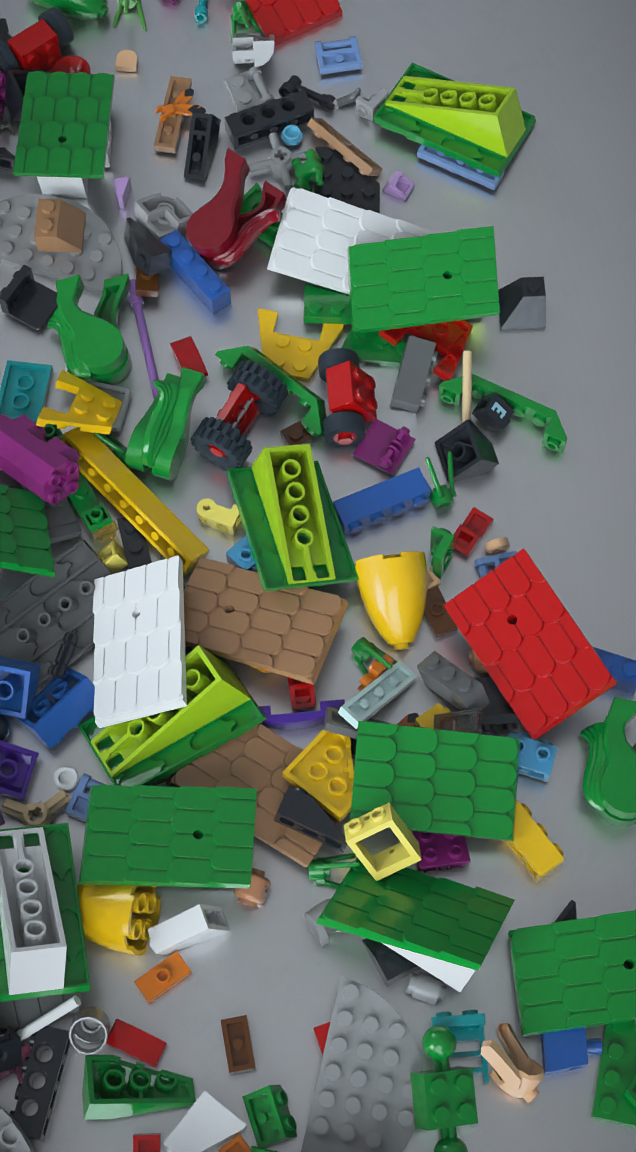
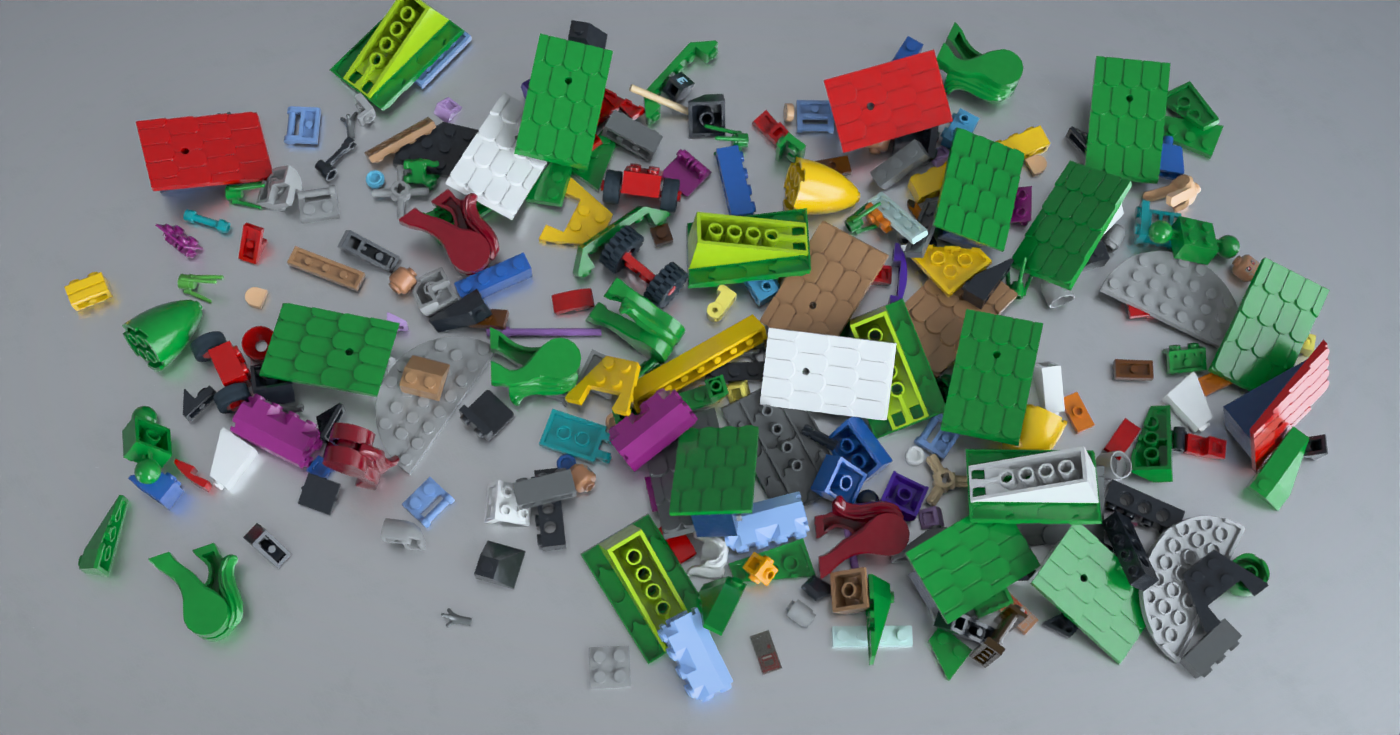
camera: 85 degrees left, 5 degrees up
(49, 1017) = (1105, 488): white bar -> none
(150, 1122) = (1179, 439): none -> black pin
(173, 185) = (402, 280): none -> nougat head
(180, 106) = (323, 259): orange piece -> none
(185, 41) = (252, 243): none -> red slope
(261, 120) = (354, 165): black brick -> none
(390, 859) = (1018, 241): light yellow window -> none
(460, 721) = (935, 166): clear smoke tile -> none
(511, 870) = (1036, 164): none -> light nougat tile

